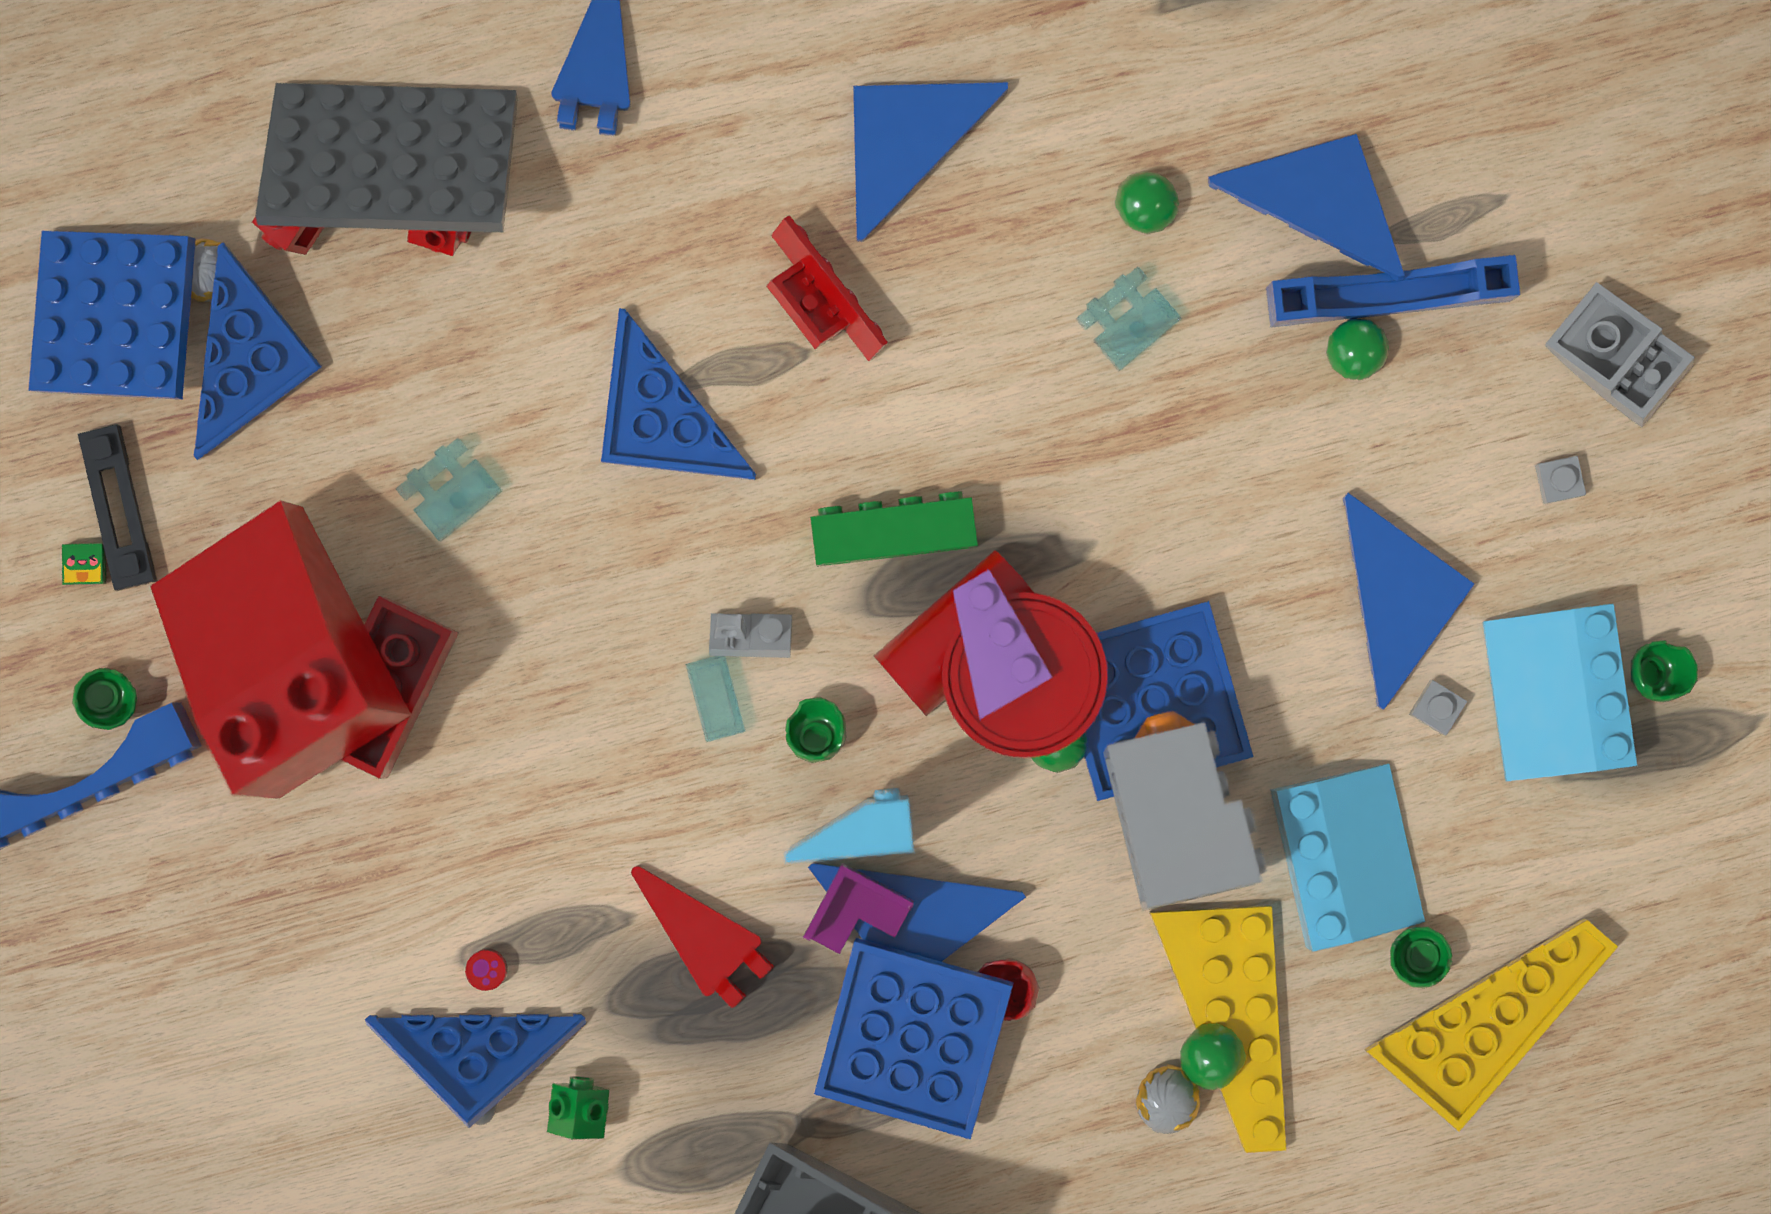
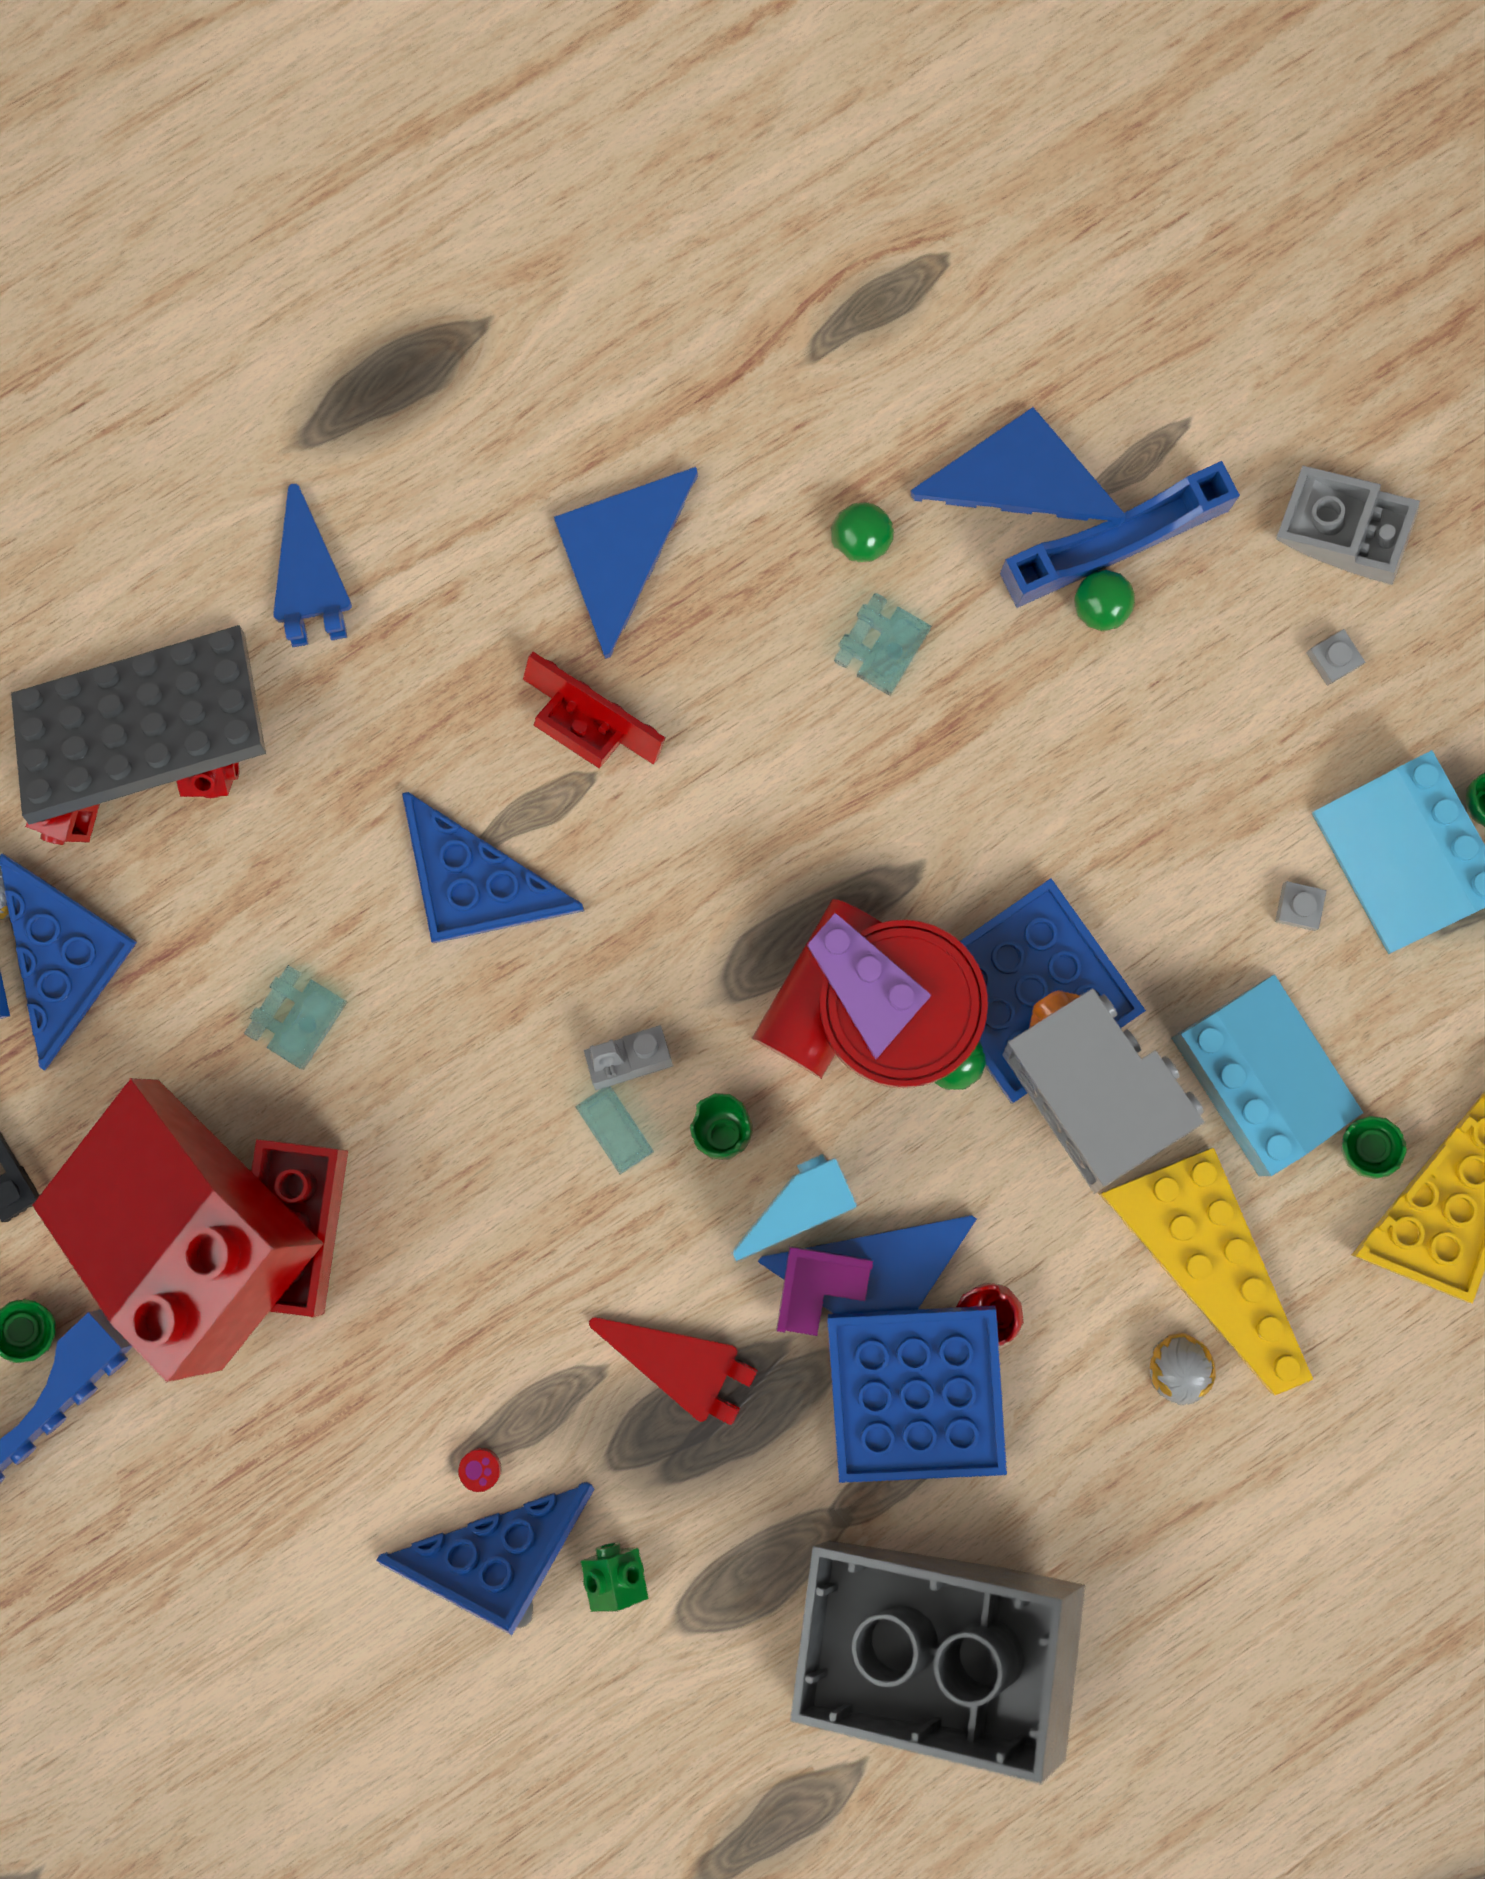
camera: 20 degrees left, 5 degrees down
(893, 531) = (732, 912): green brick -> none
(1212, 1056) = (1210, 1312): green hair -> none
(1401, 593) = (1228, 811): blue tile -> none

